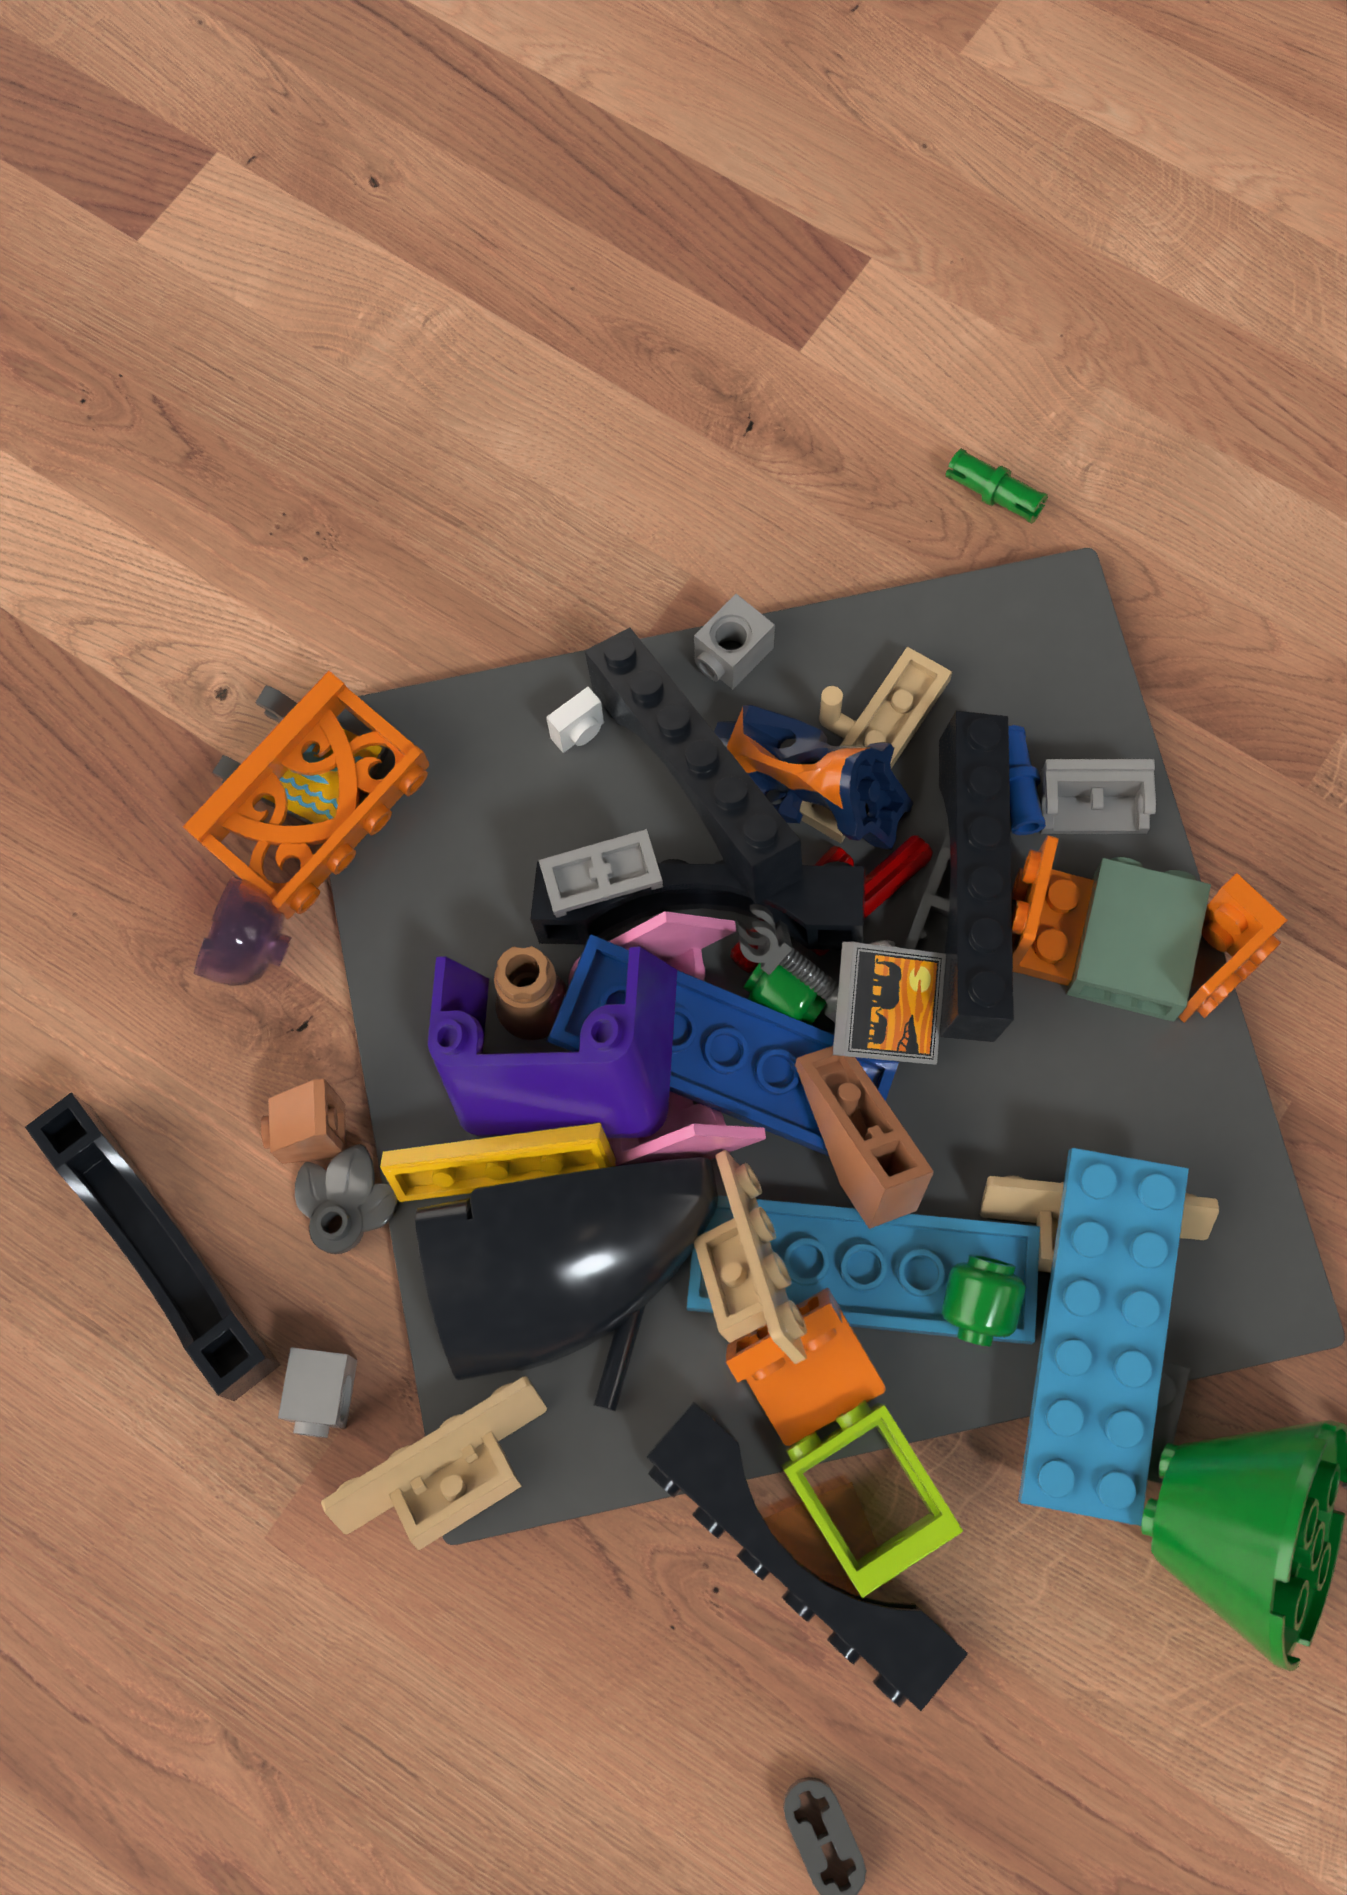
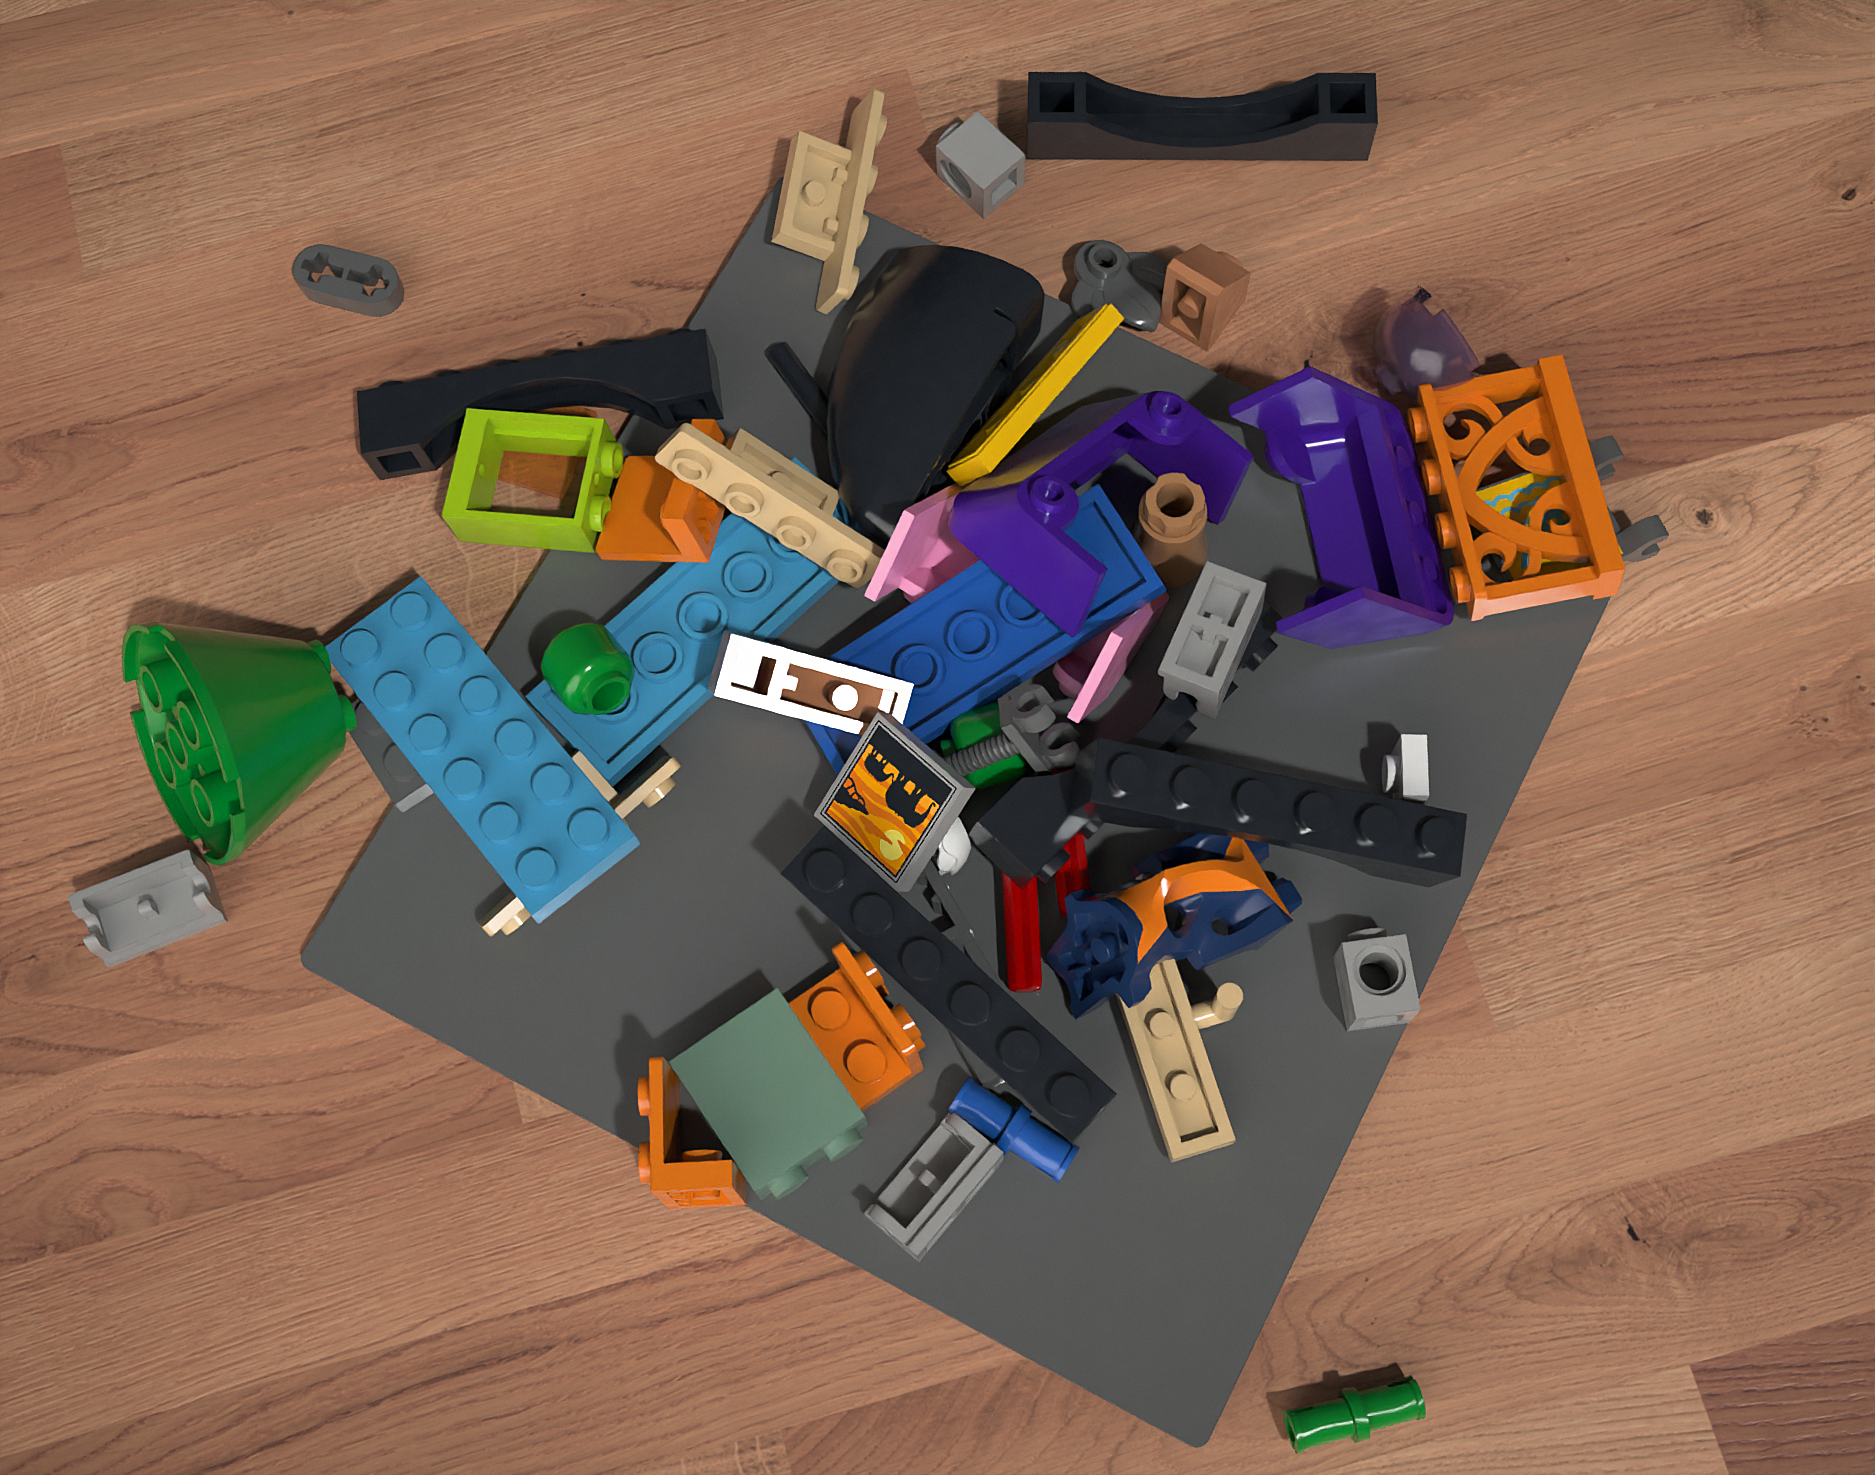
camera: 130 degrees right, 0 degrees up
(419, 871) = (1362, 509): none -> dark purple windscreen

